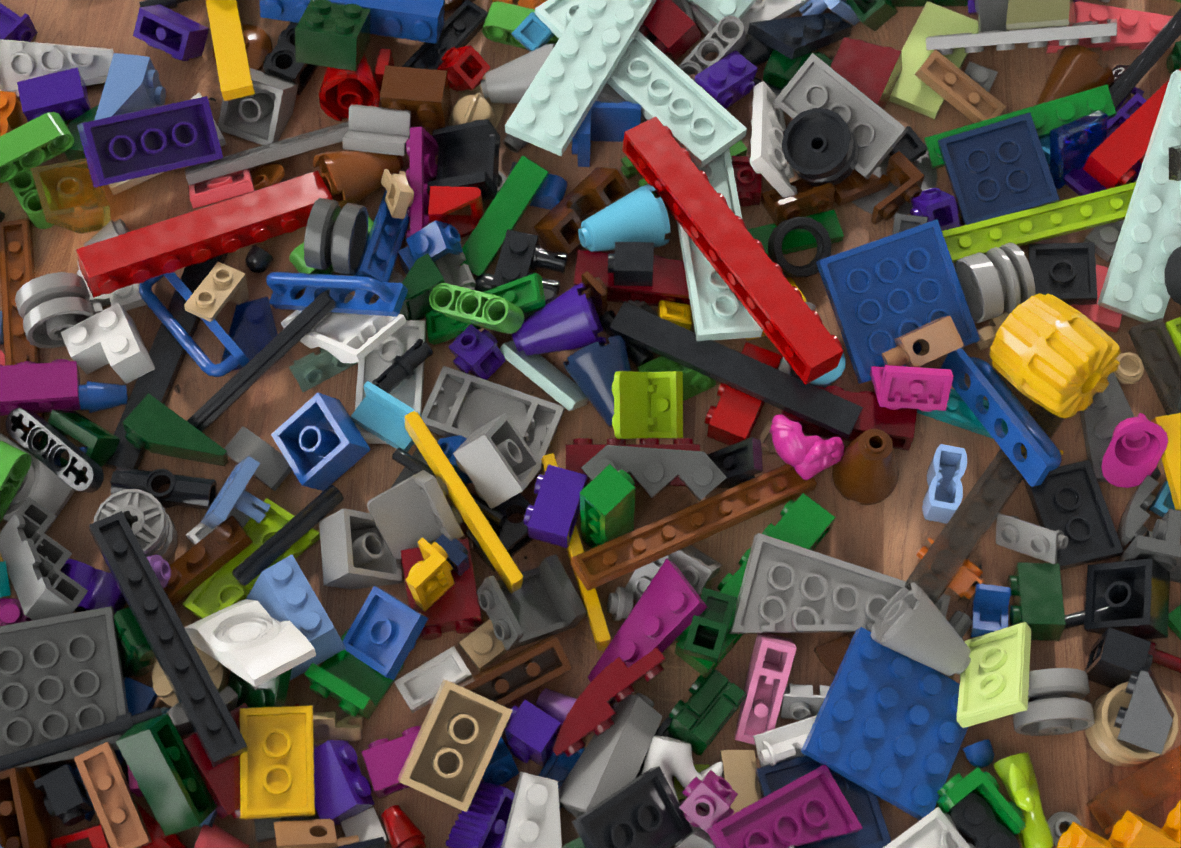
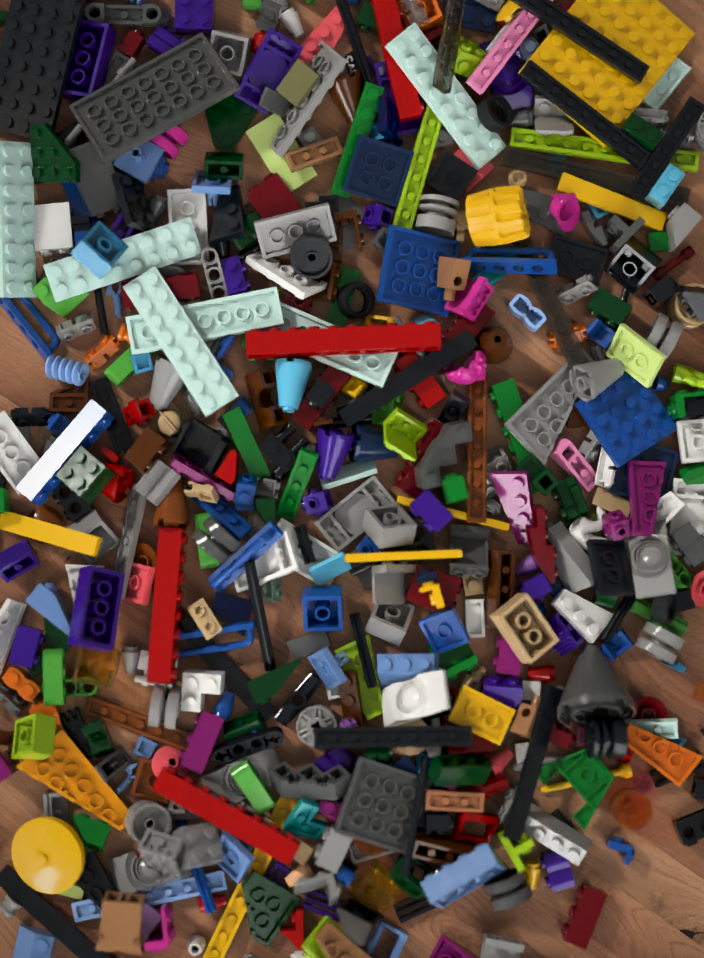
camera: 65 degrees left, 20 degrees up
(258, 259) = (191, 585): black hinge -> none
(487, 314) = (295, 497): bright green beam -> none

